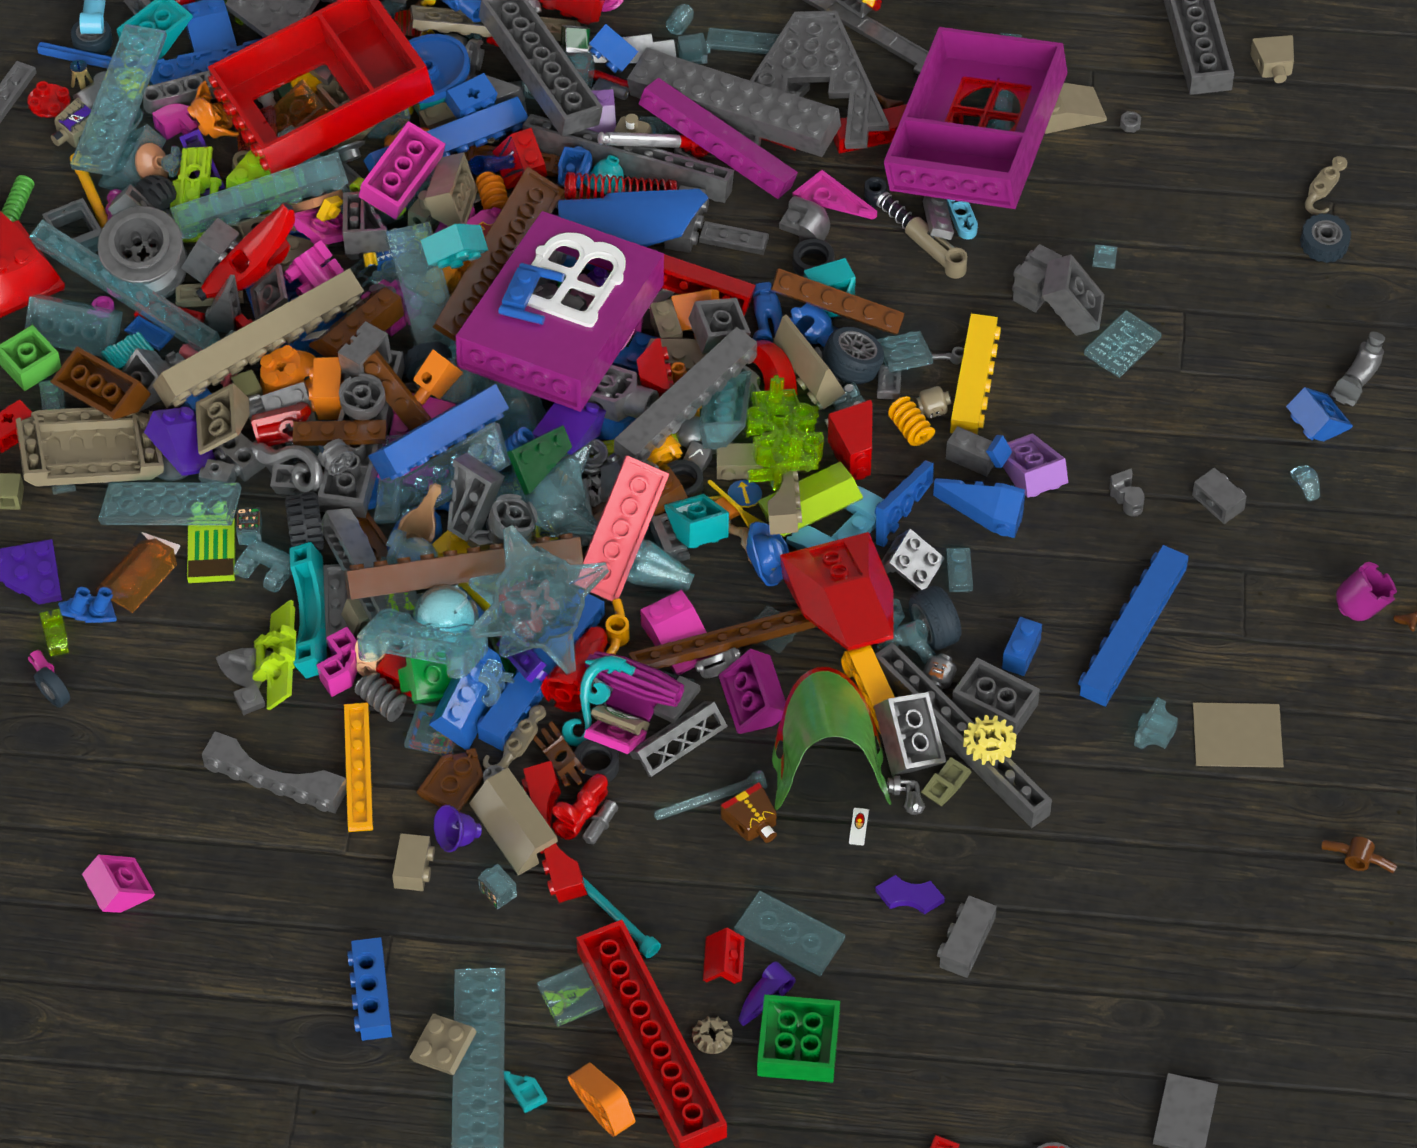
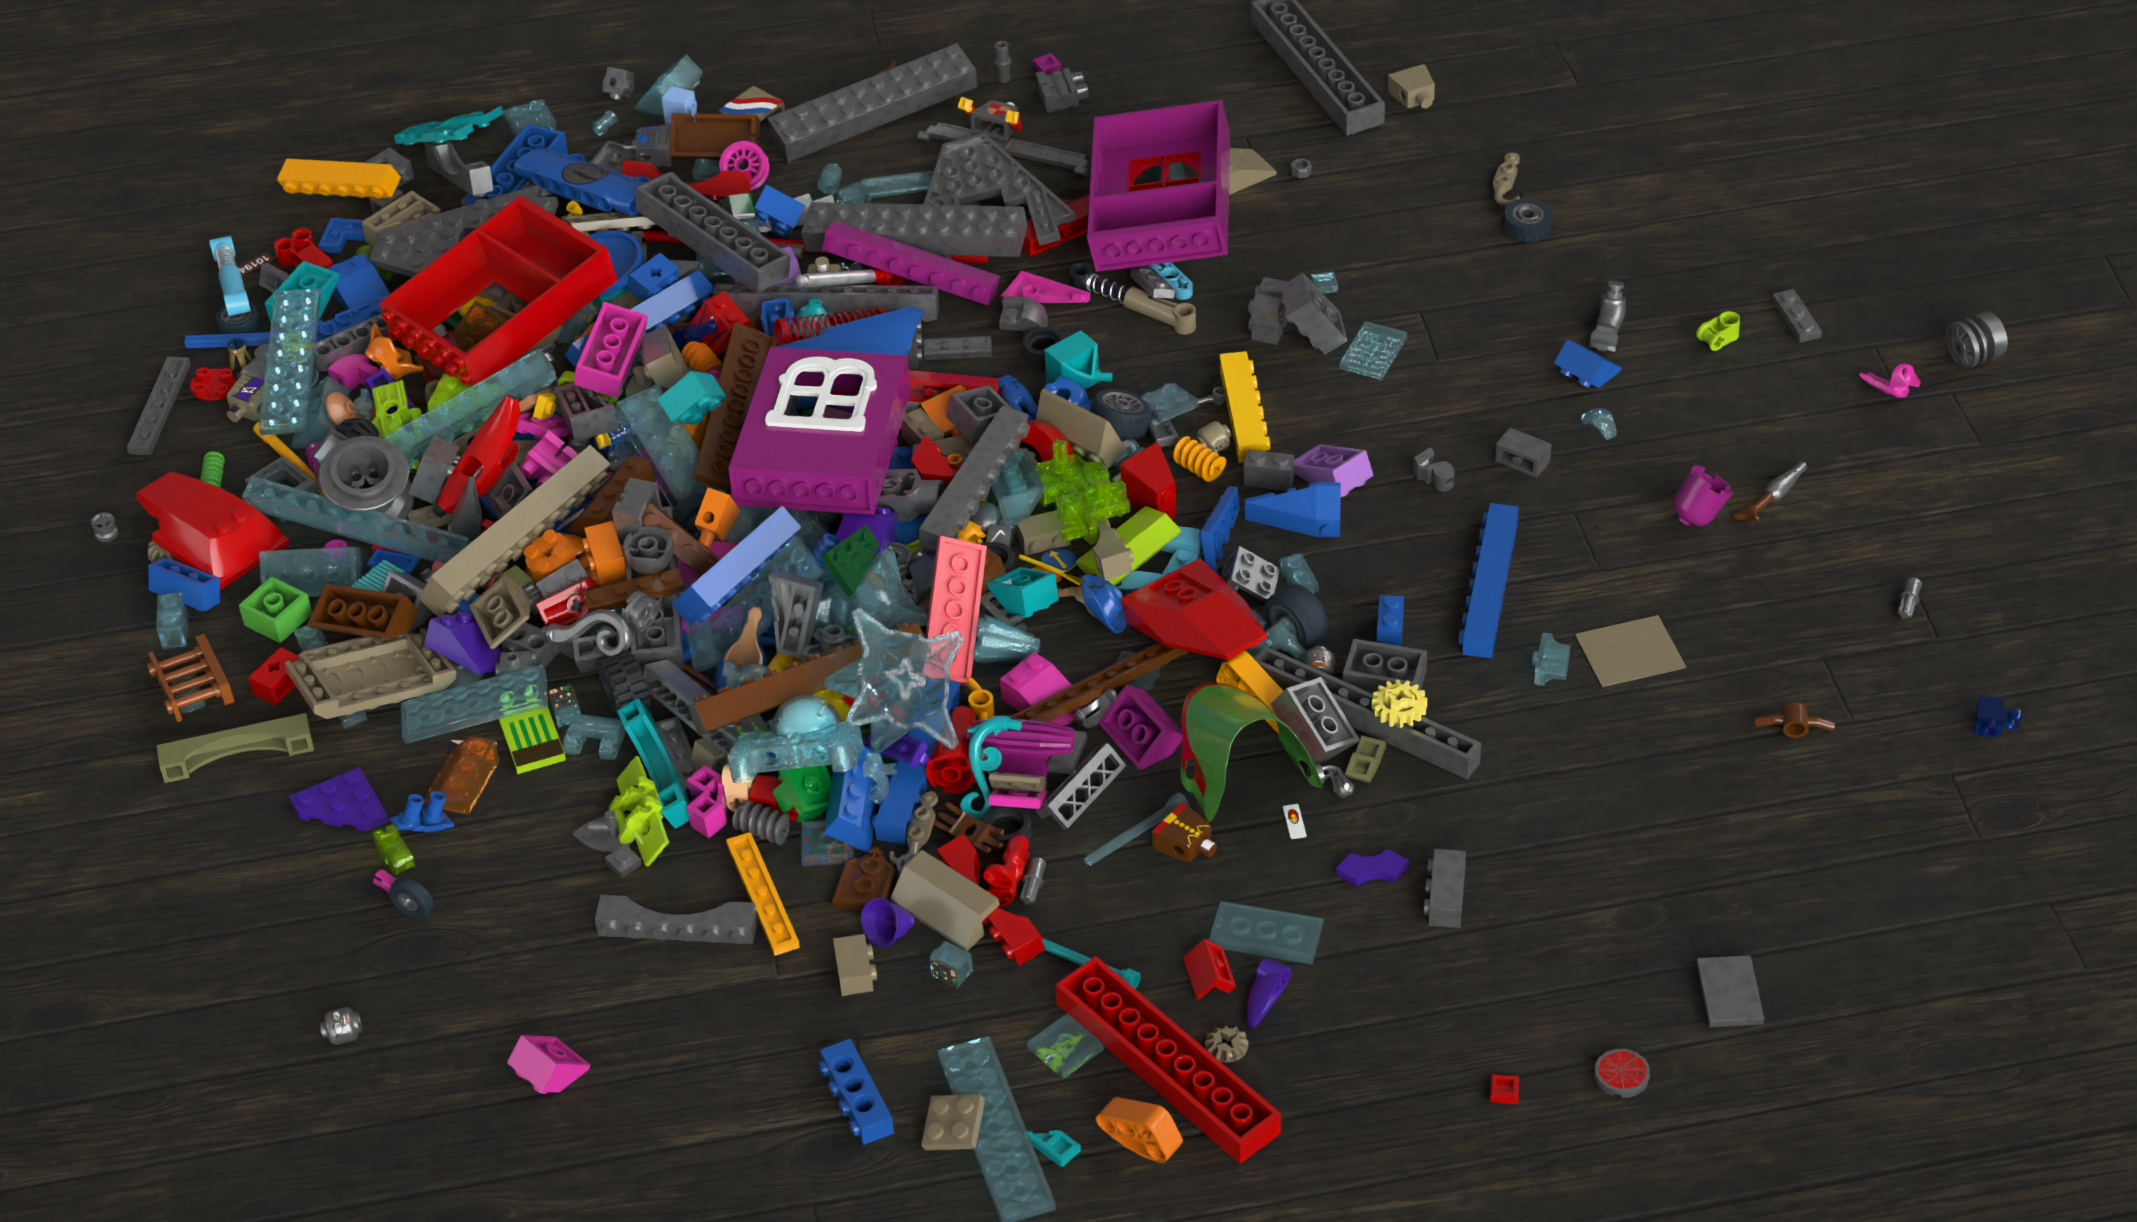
camera: 15 degrees left, 10 degrees down
(510, 511) = (837, 616): flat silver cylinder -> none
(521, 290) = (780, 412): blue plate -> none
(798, 1038) = (1319, 1021): green slope -> none
(837, 301) = (1087, 369): reddish brown plate -> none
(999, 451) = (1298, 460): blue tile -> none

